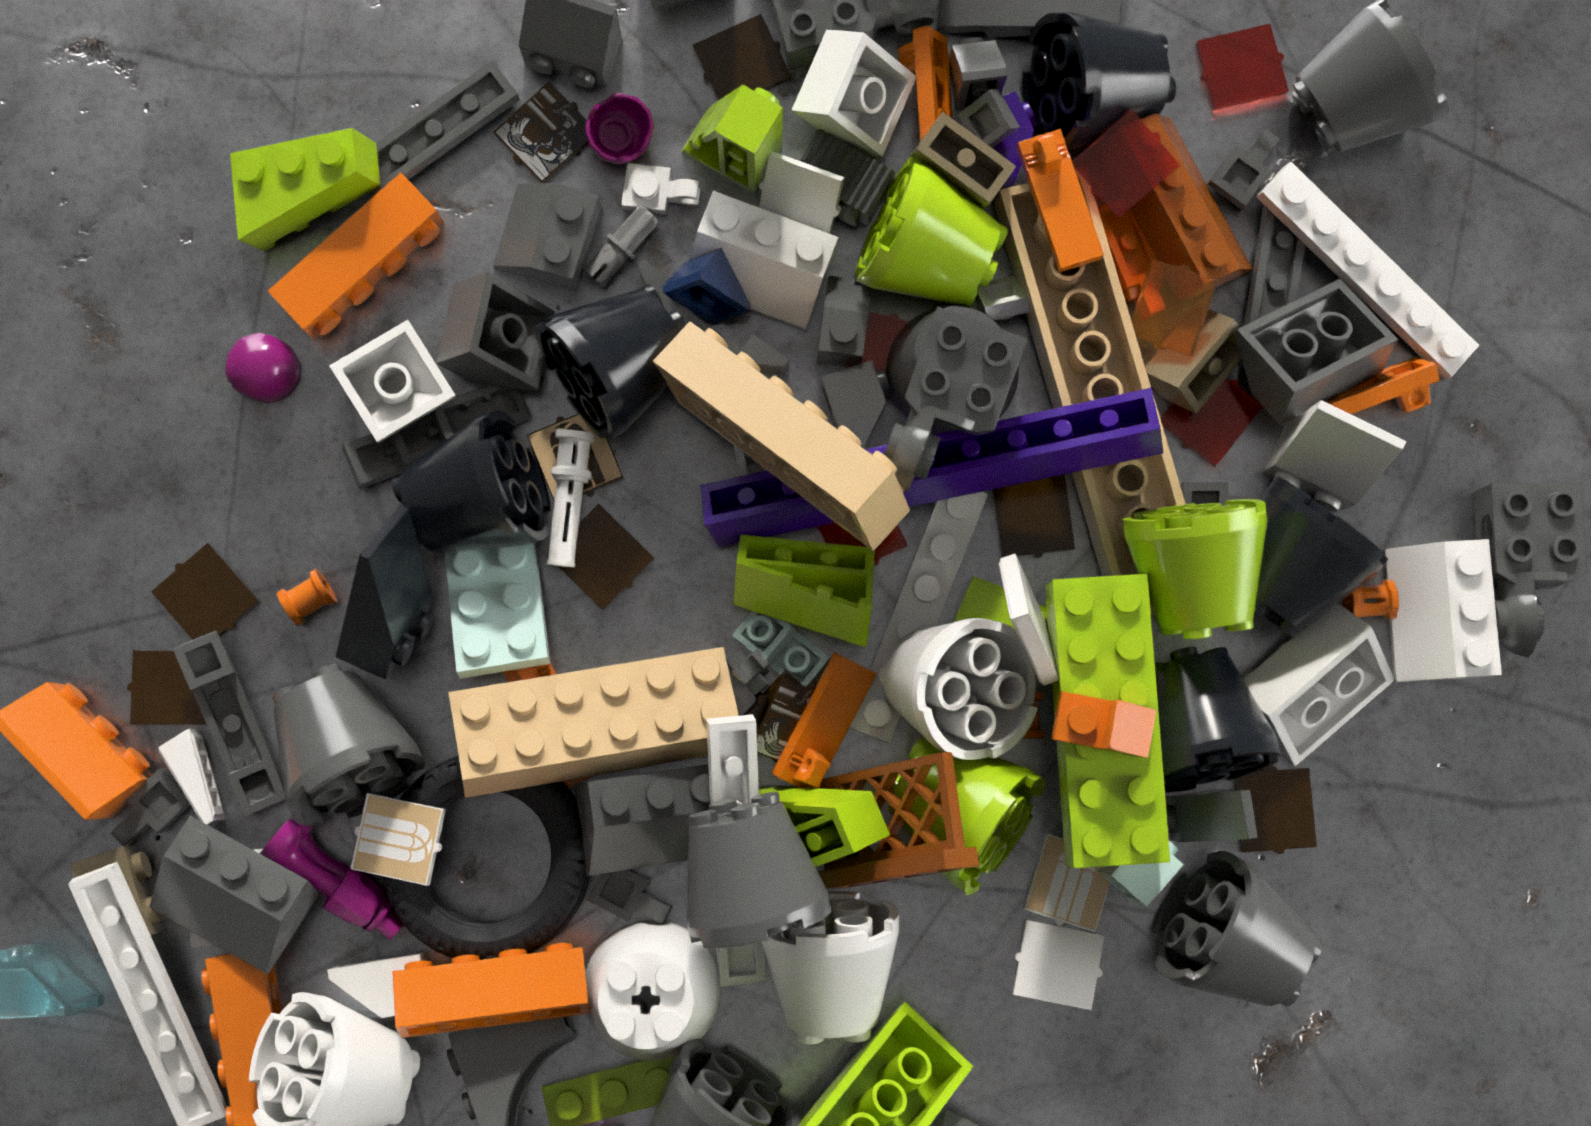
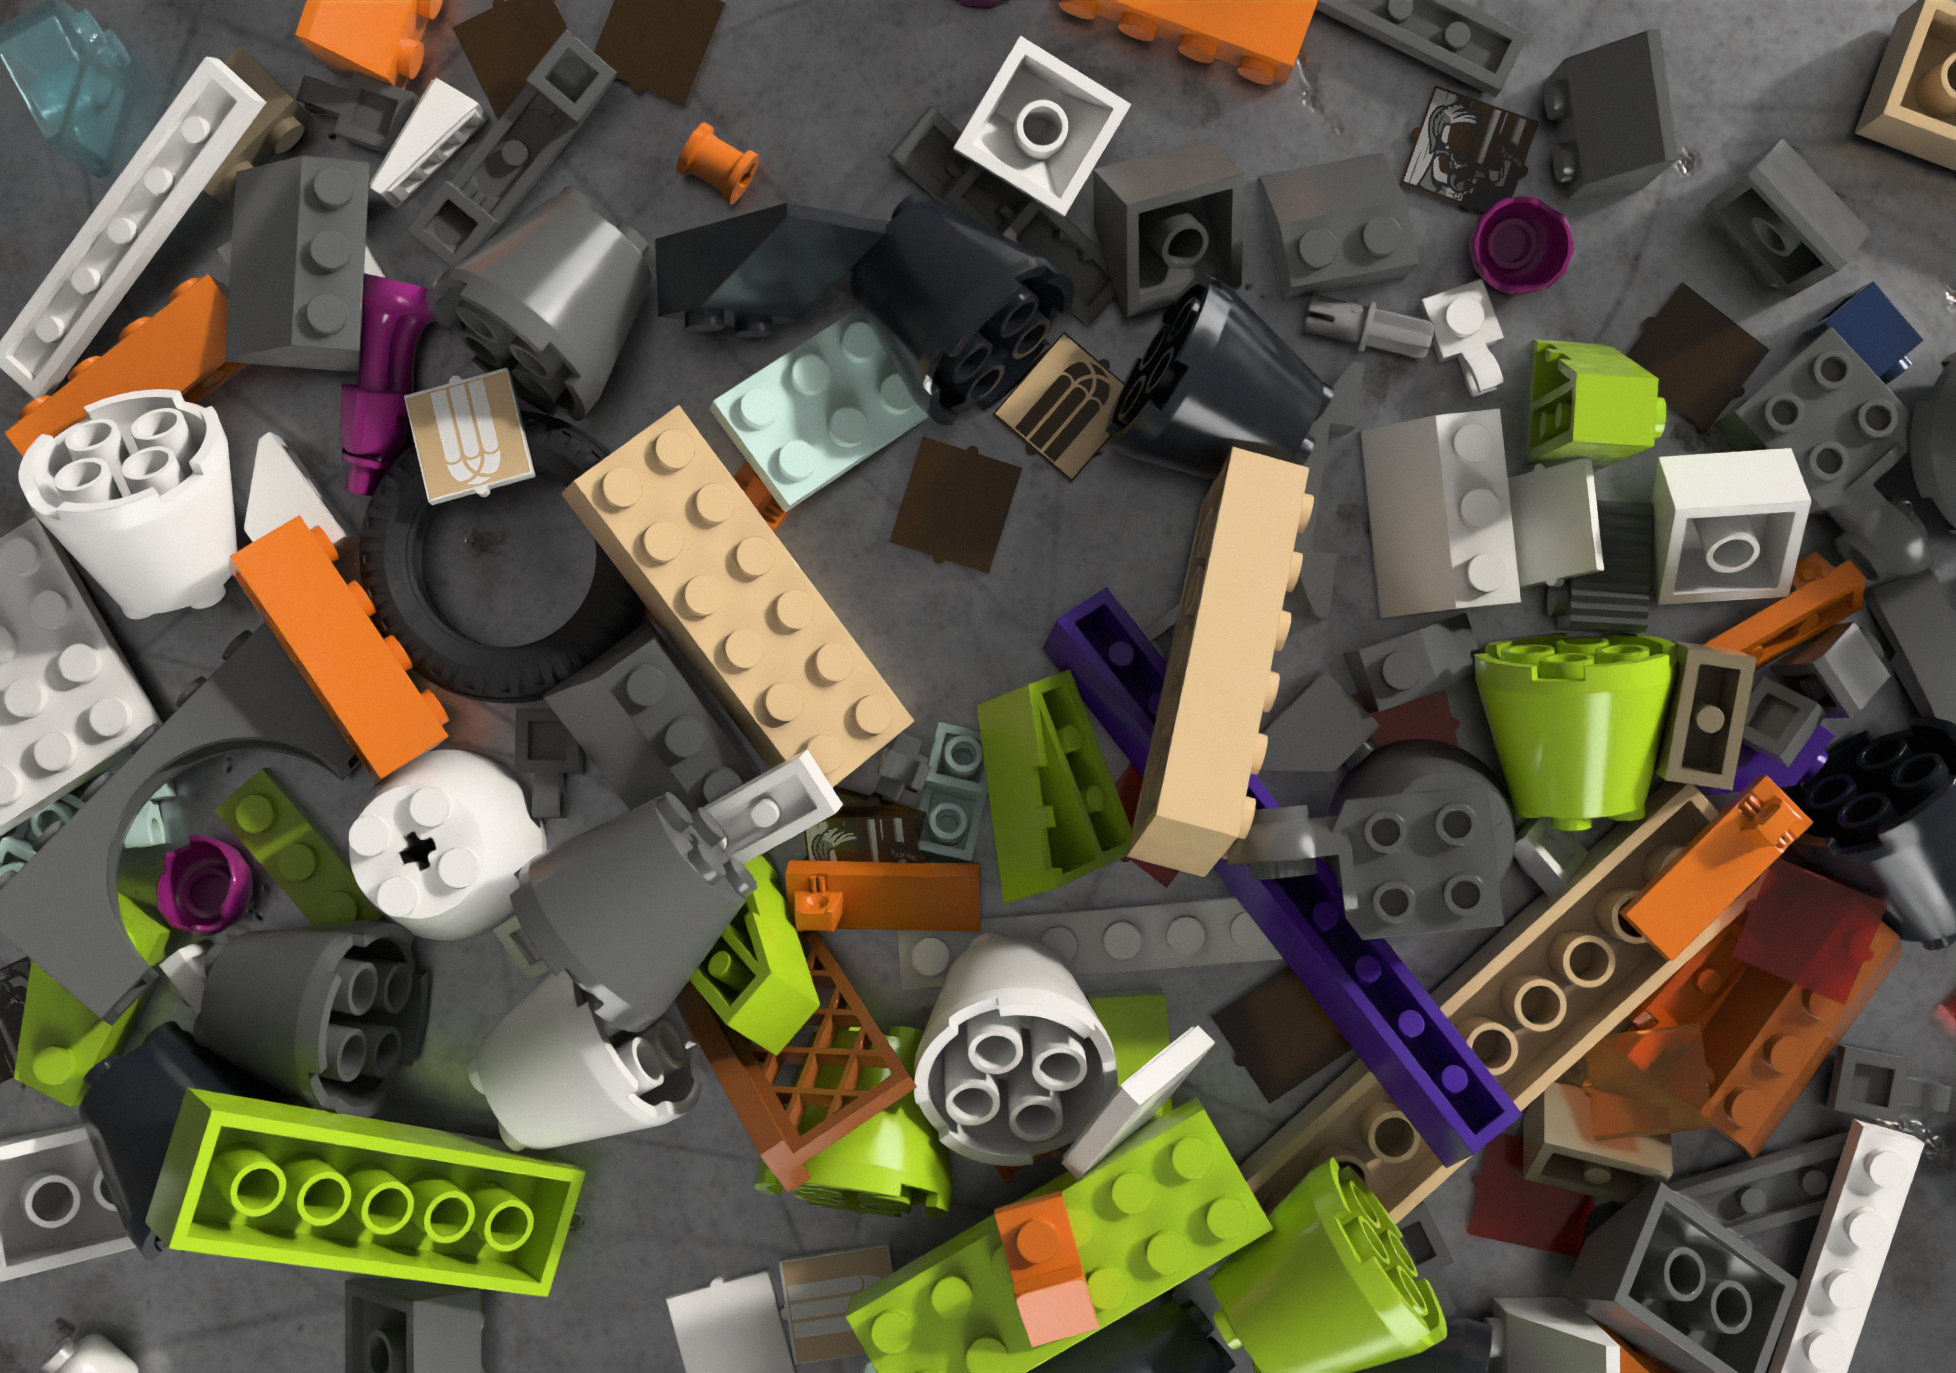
camera: 75 degrees right, 5 degrees up
(577, 474) = (934, 453): white pin -> none
(708, 288) = (1369, 466): dark blue slope -> none

